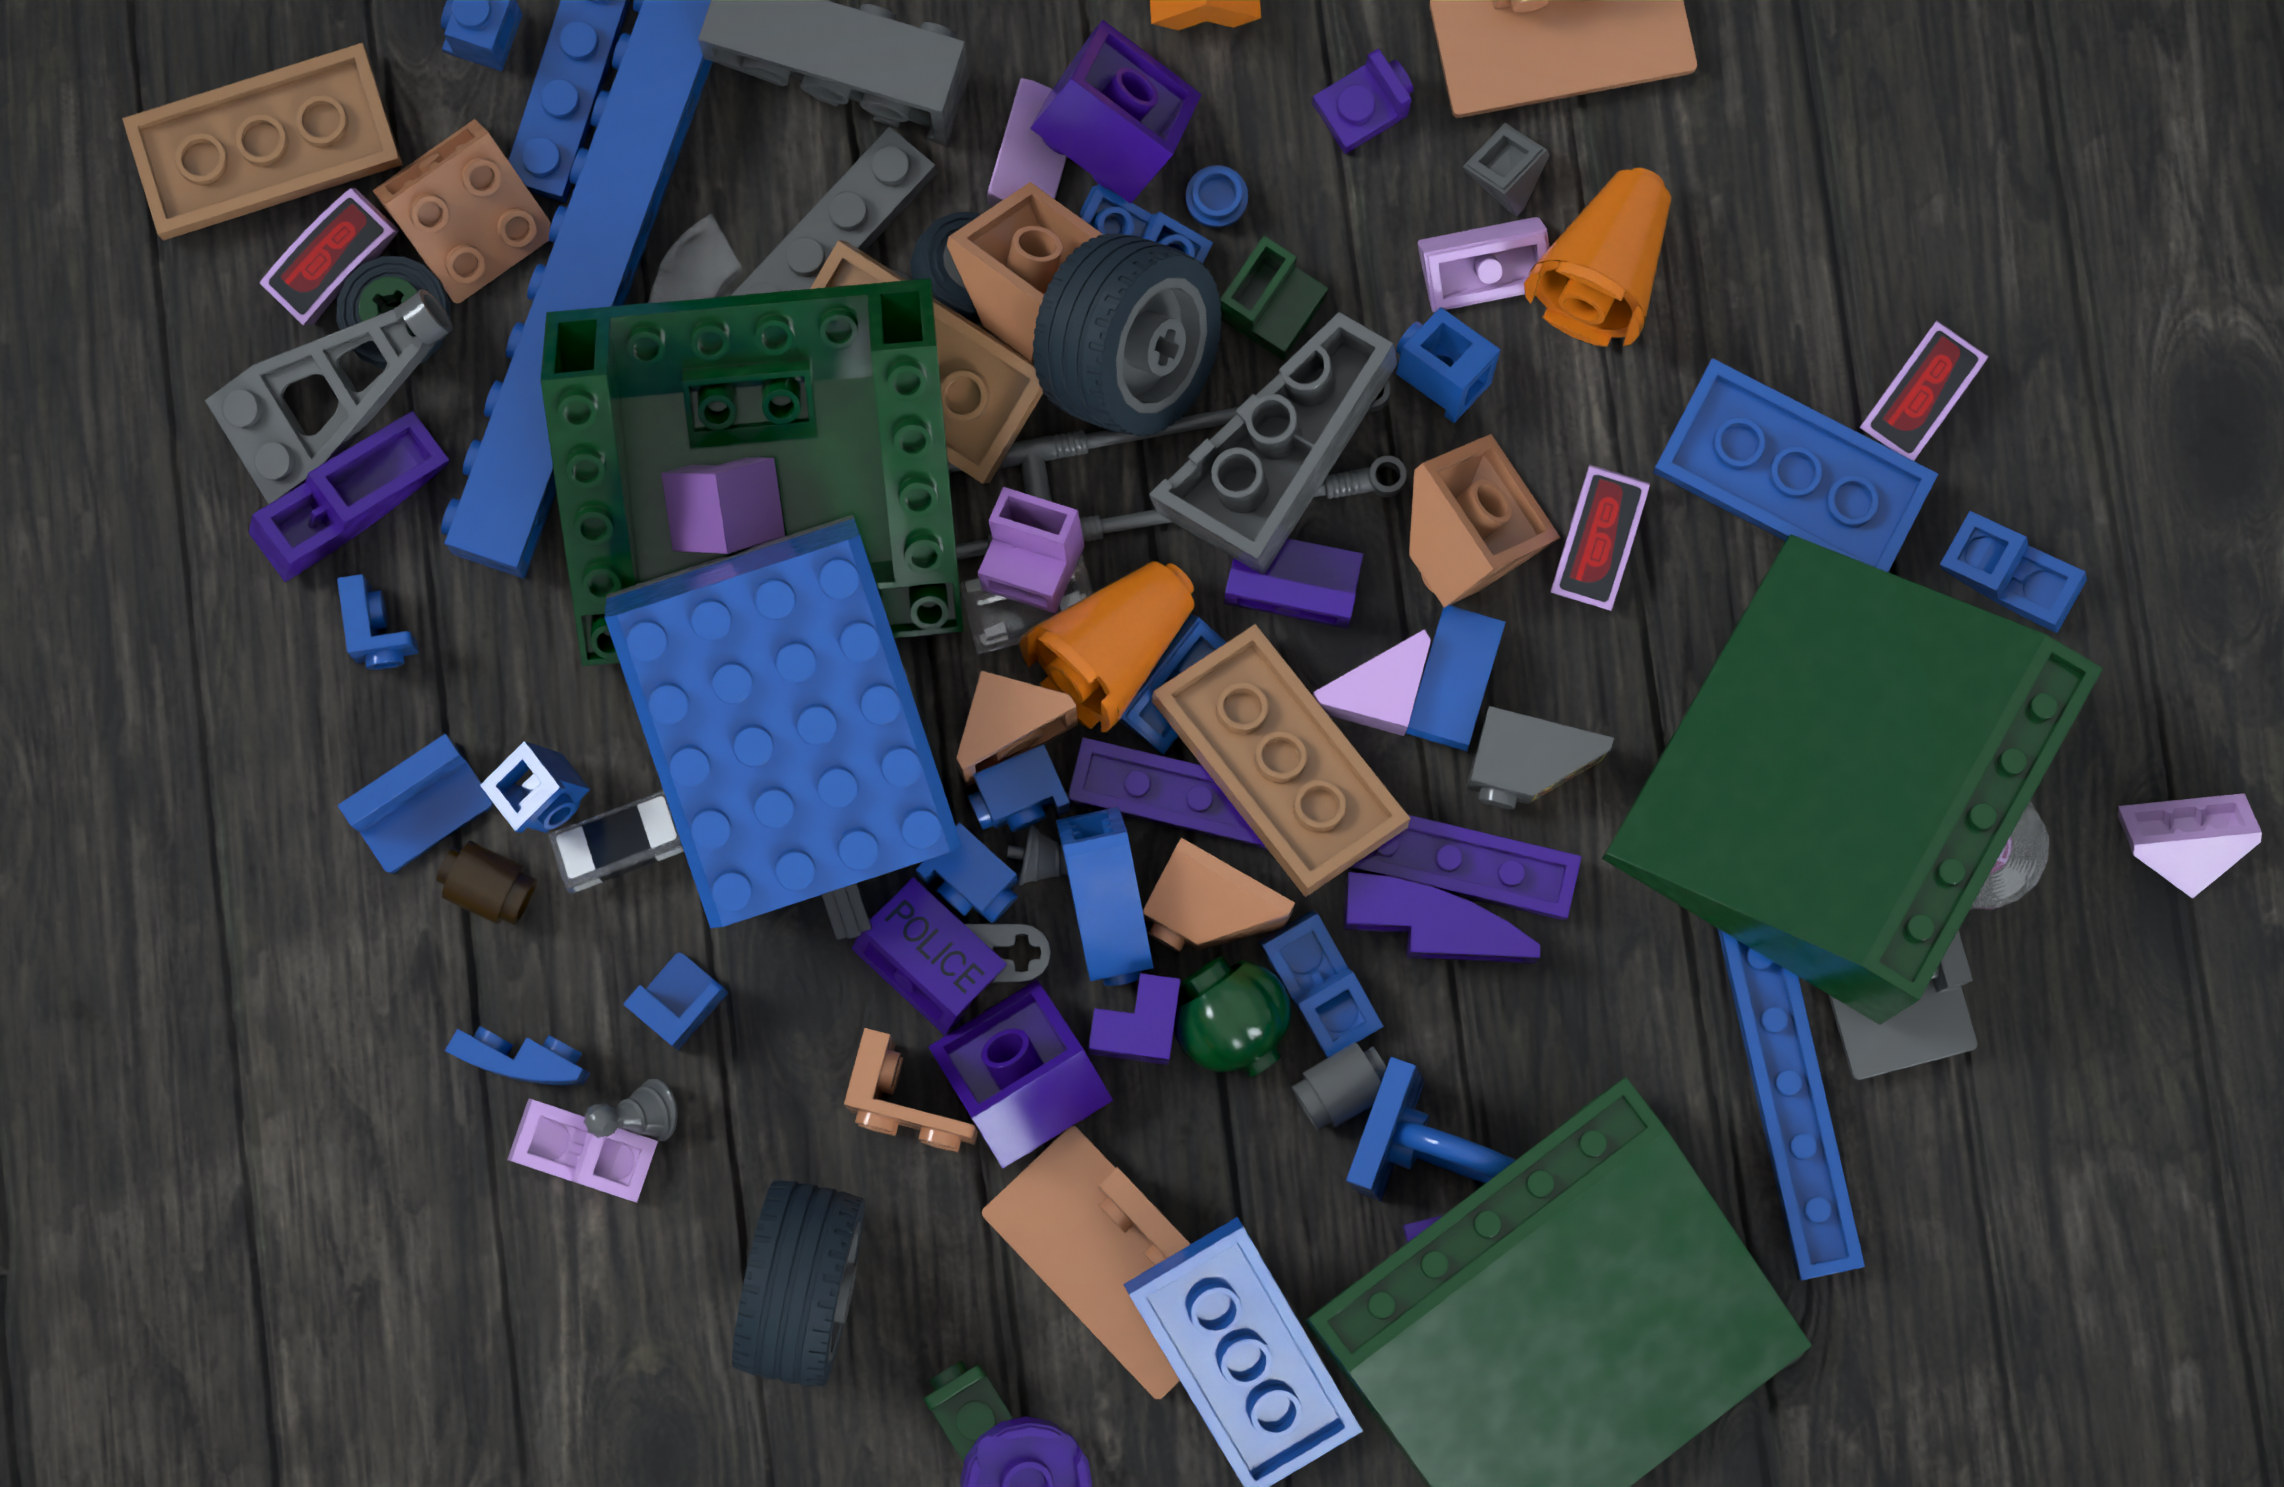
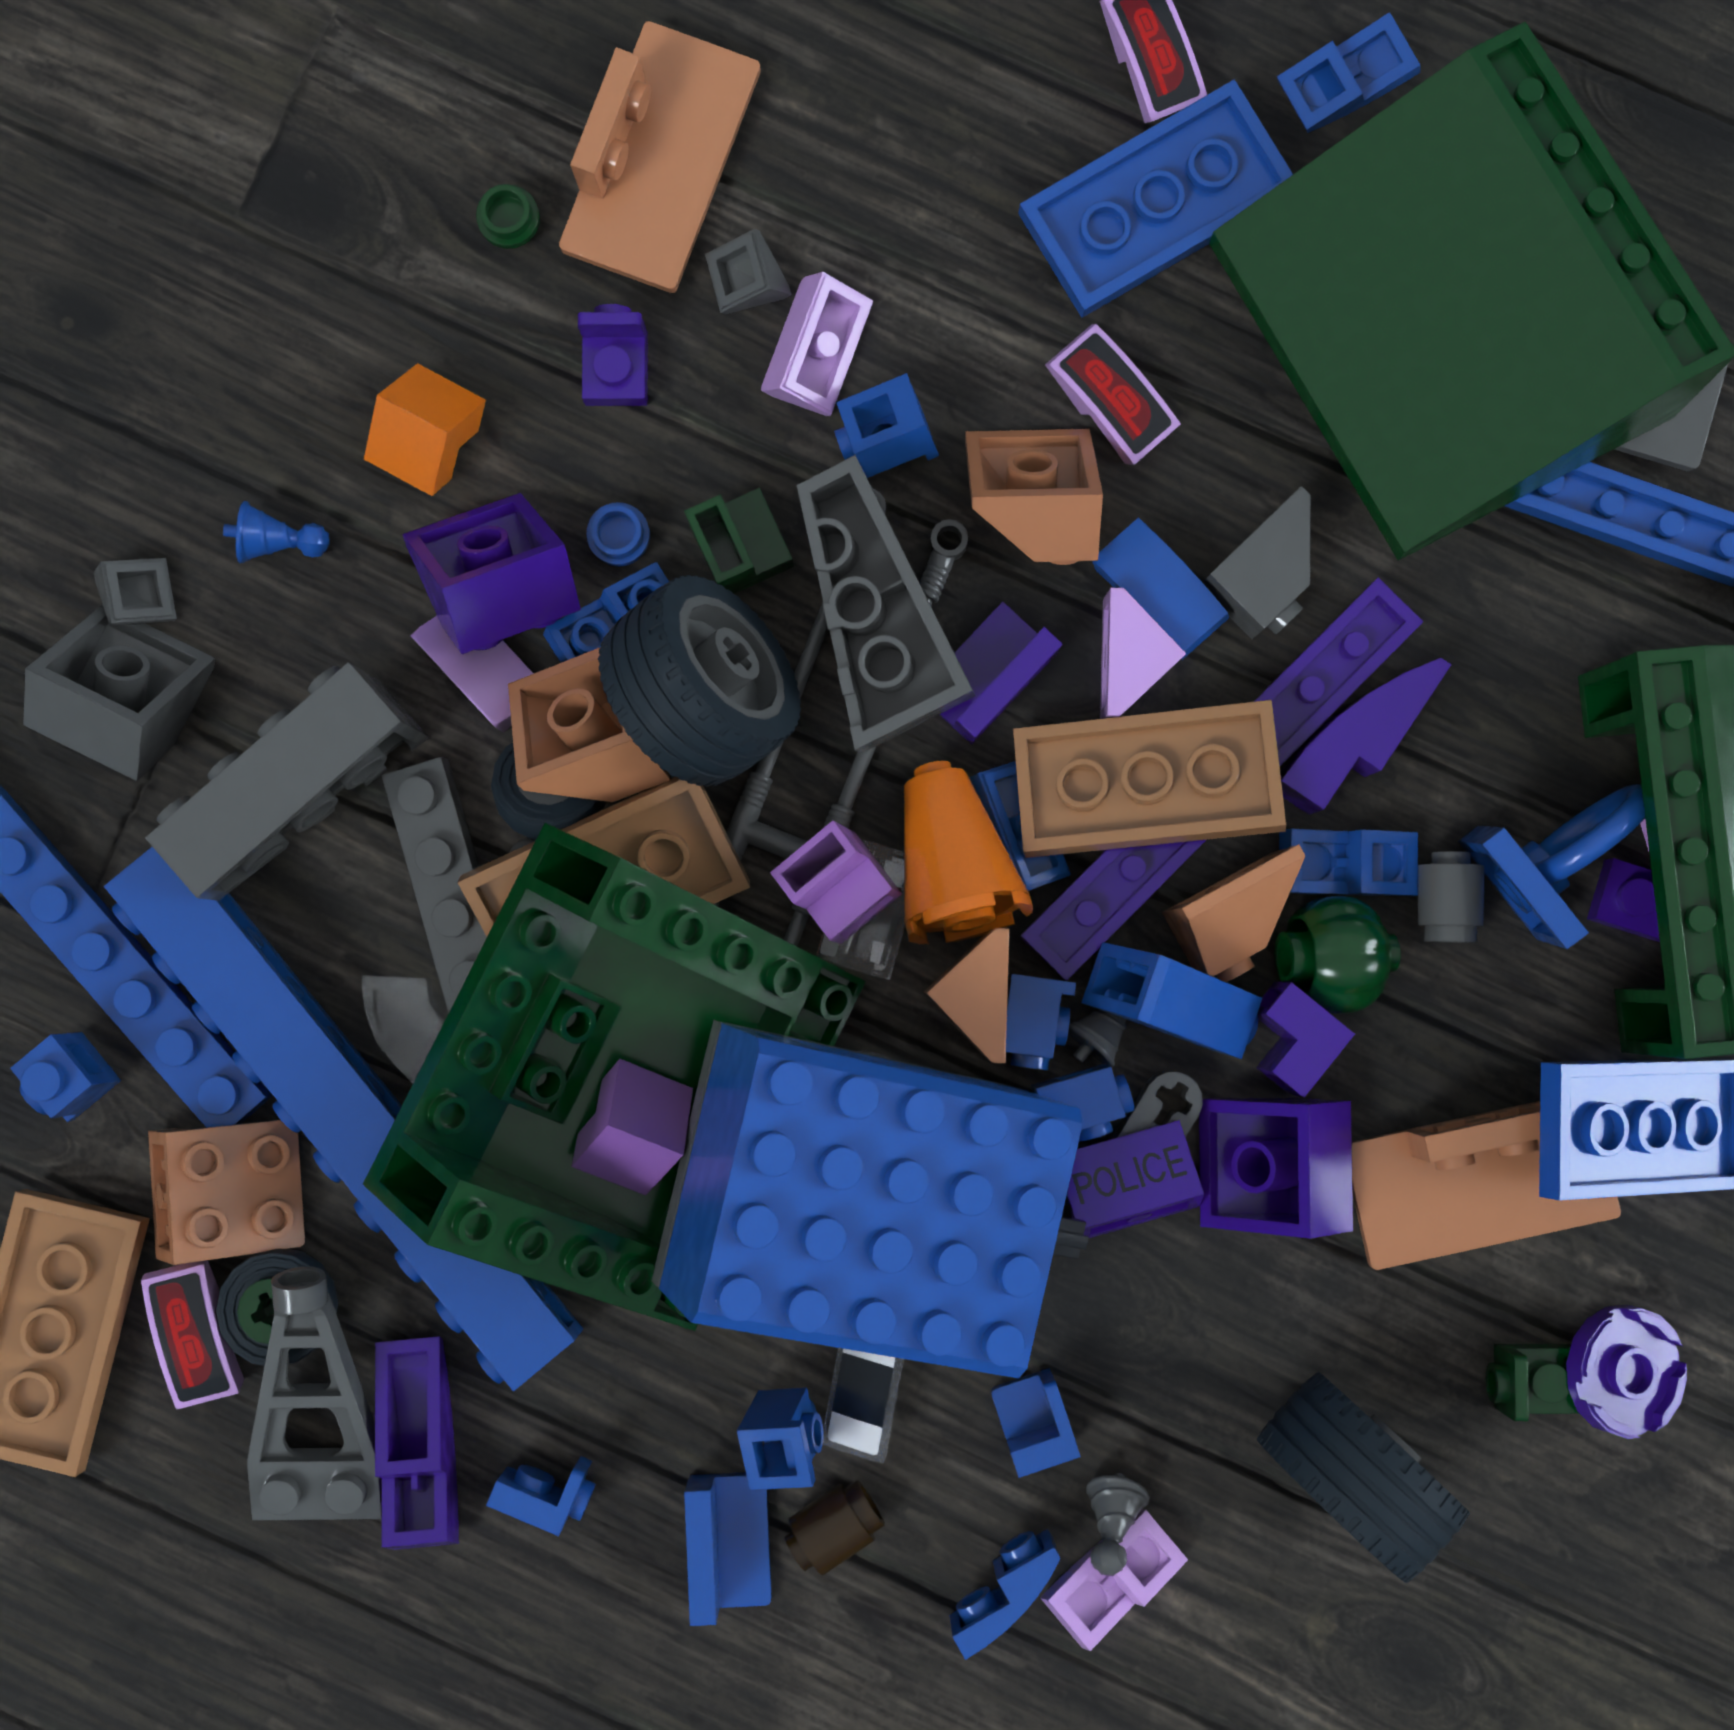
camera: 60 degrees left, 5 degrees up
(878, 1071) = (1252, 1306): nougat bracket -> none
(1605, 262) = (884, 238): orange cone -> none
(2191, 838) = (1658, 67): lavender slope -> none

